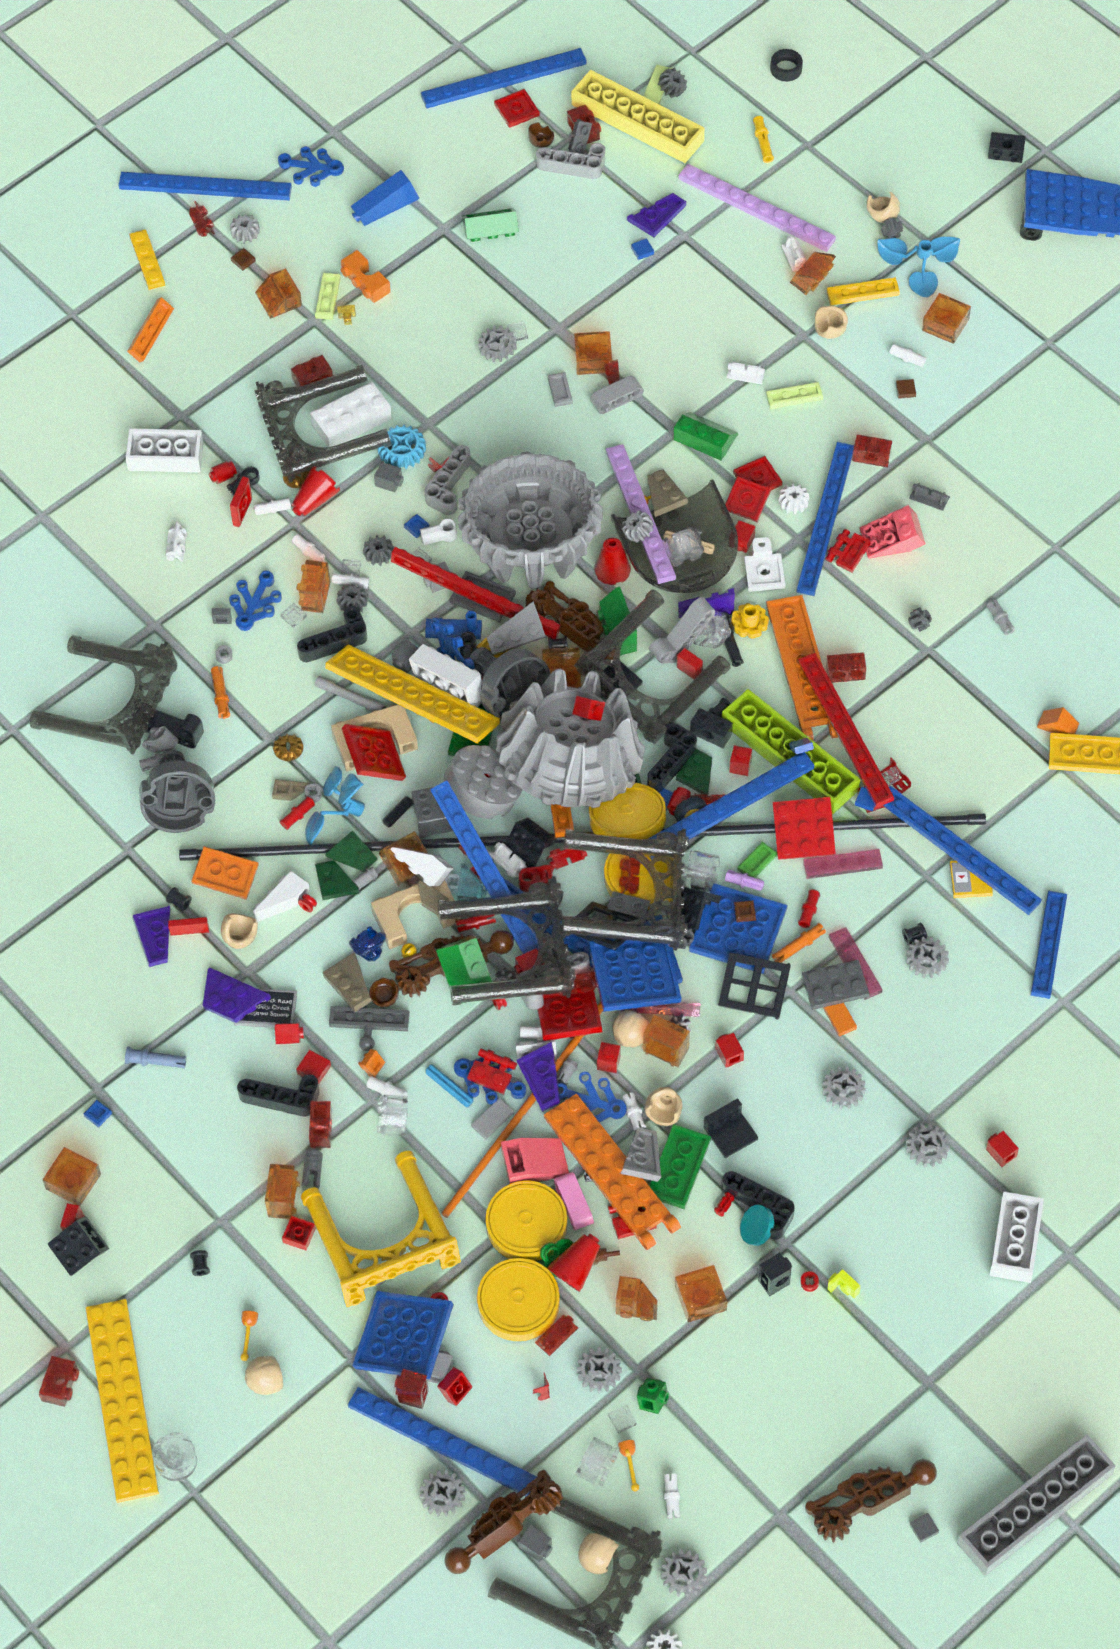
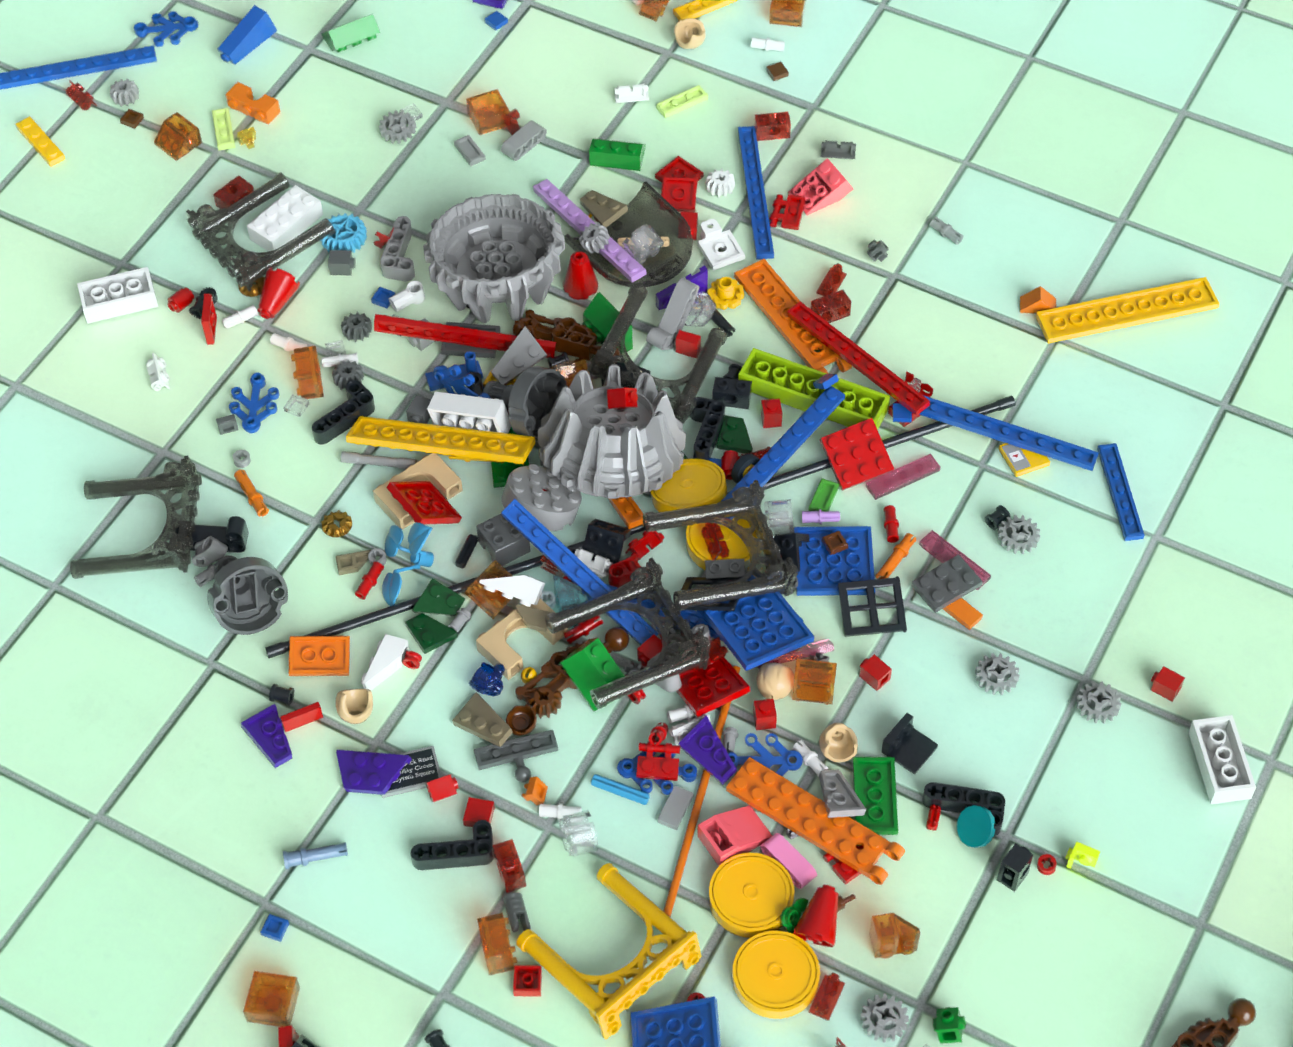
camera: 20 degrees left, 5 degrees down
(150, 329) = (65, 197): orange plate -> none
(502, 1045) = (658, 733): none -> red pin
(700, 1293) = (950, 909): clear orange container -> none
(861, 639) = (832, 280): none -> clear red hinge

